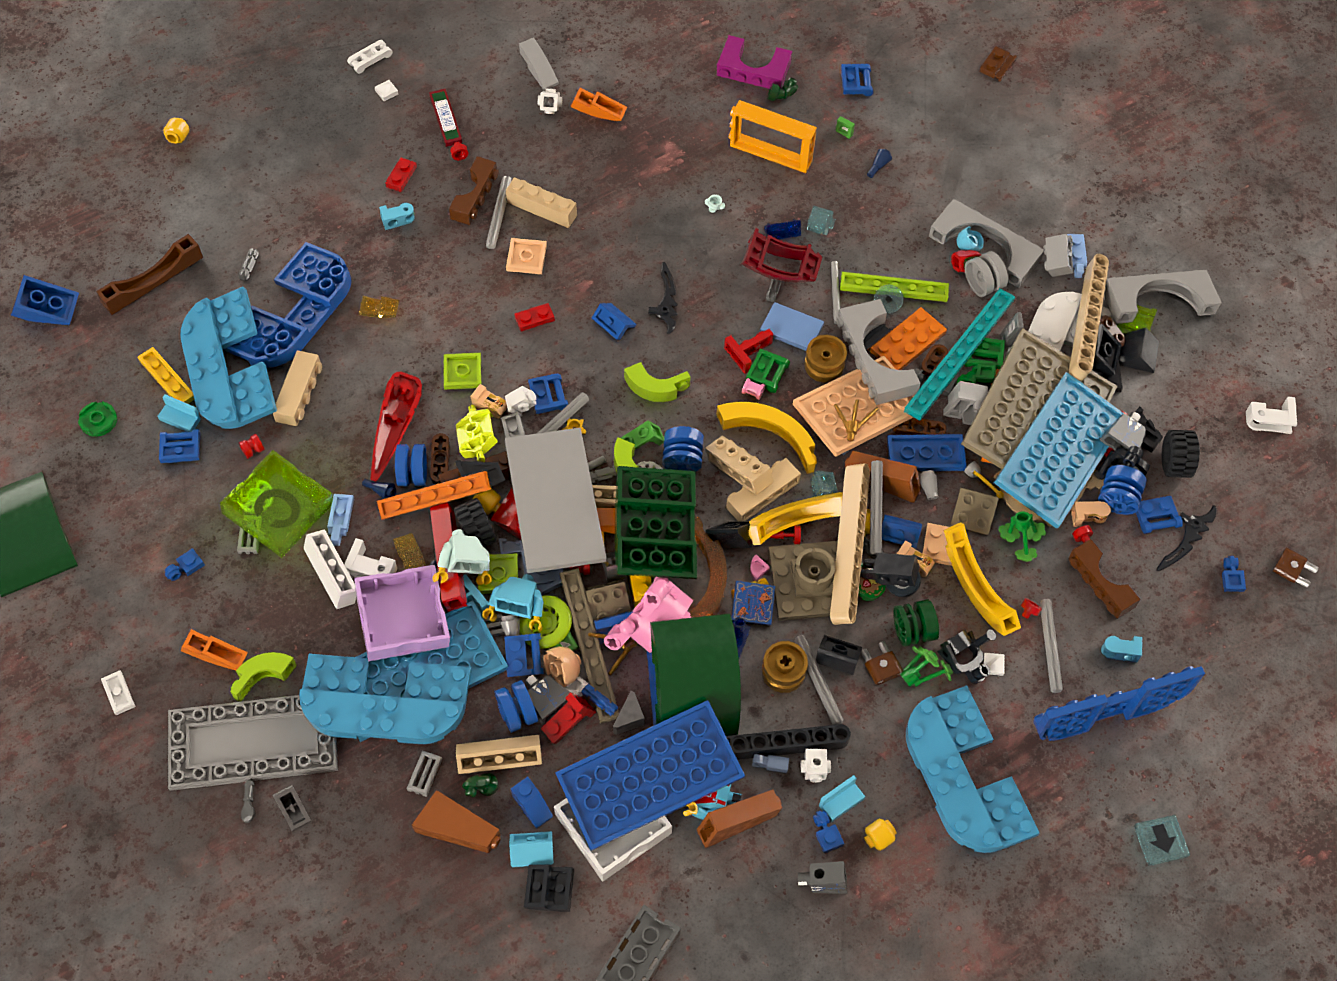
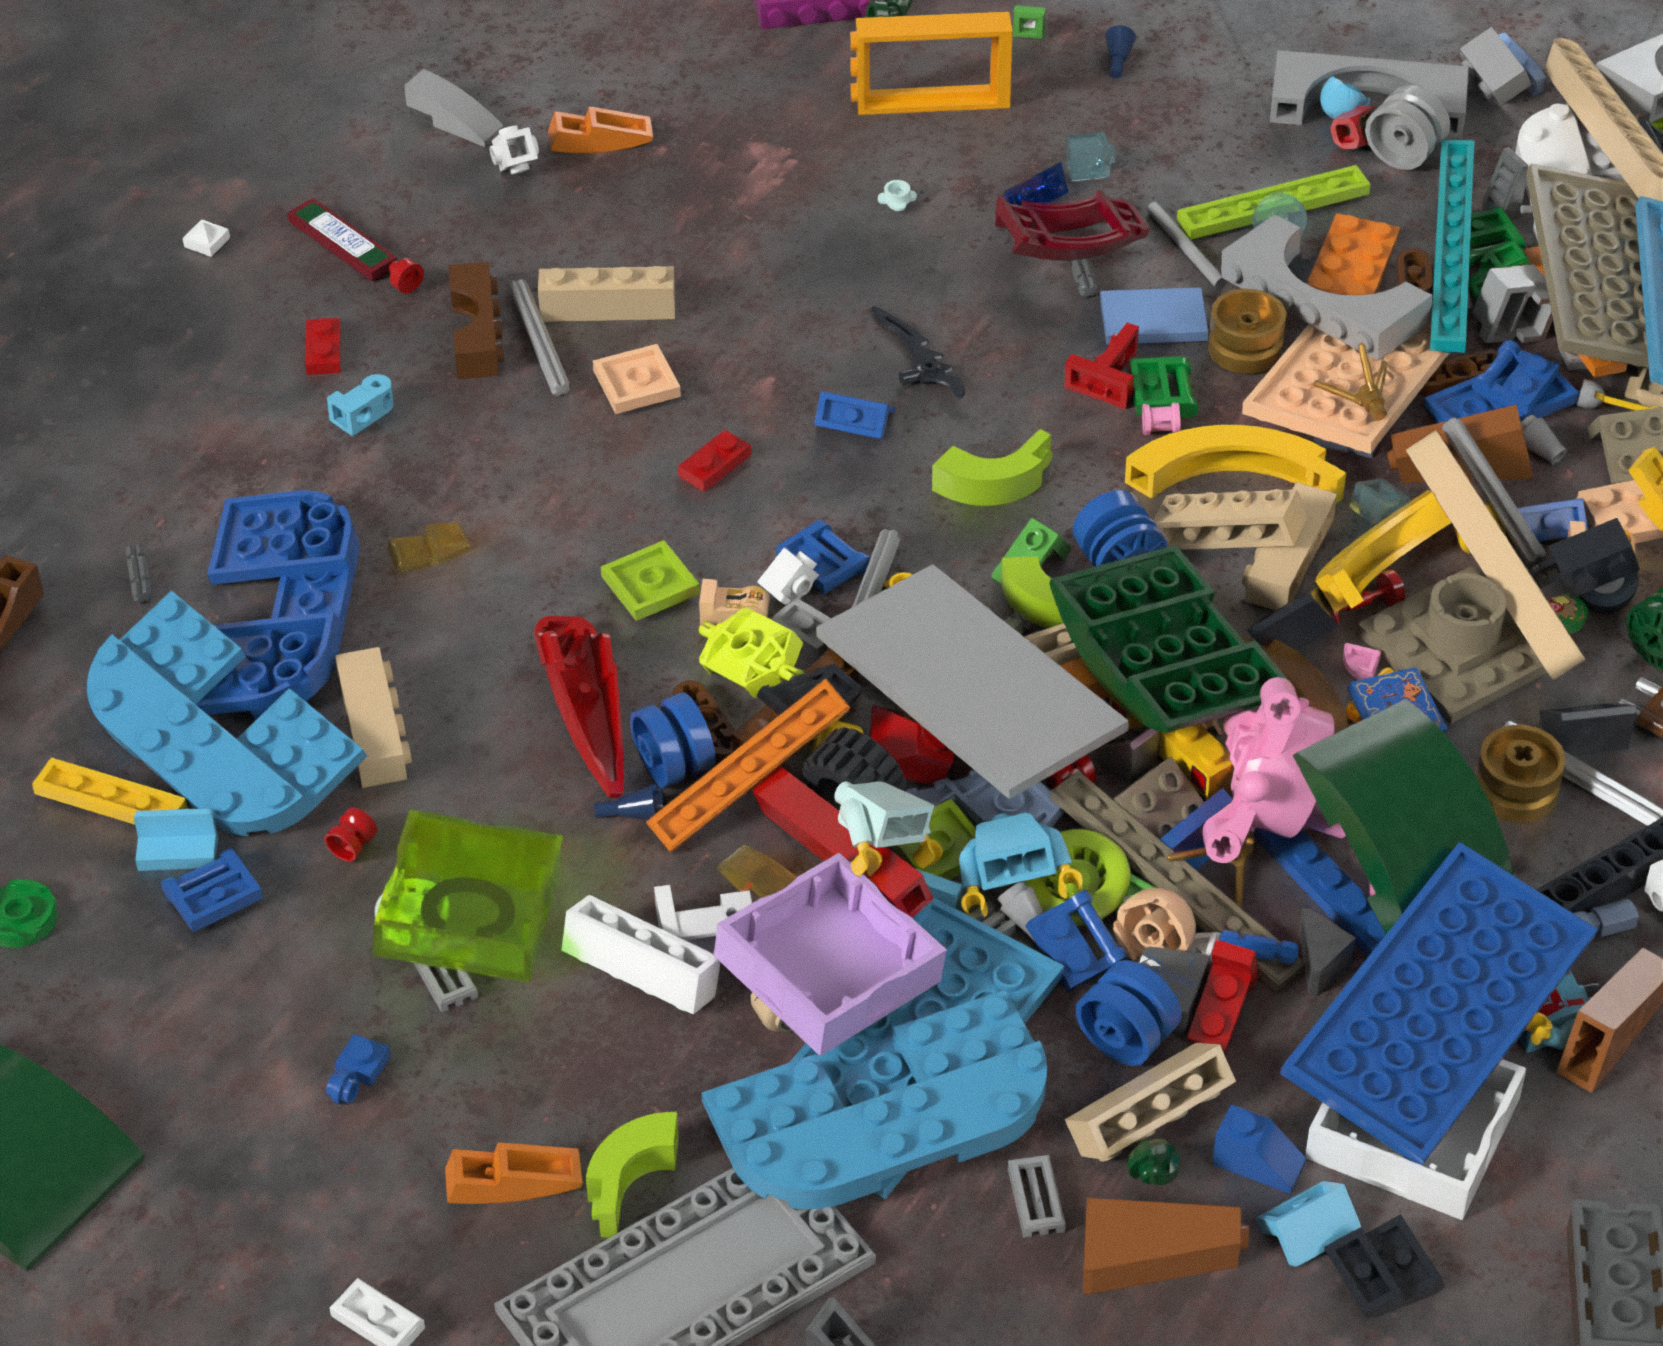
camera: 25 degrees left, 15 degrees down
(340, 517) = (592, 869): light blue hinge -> none
(369, 56) = (139, 199): white plate -> none
(941, 450) = (1524, 384): none -> blue plate

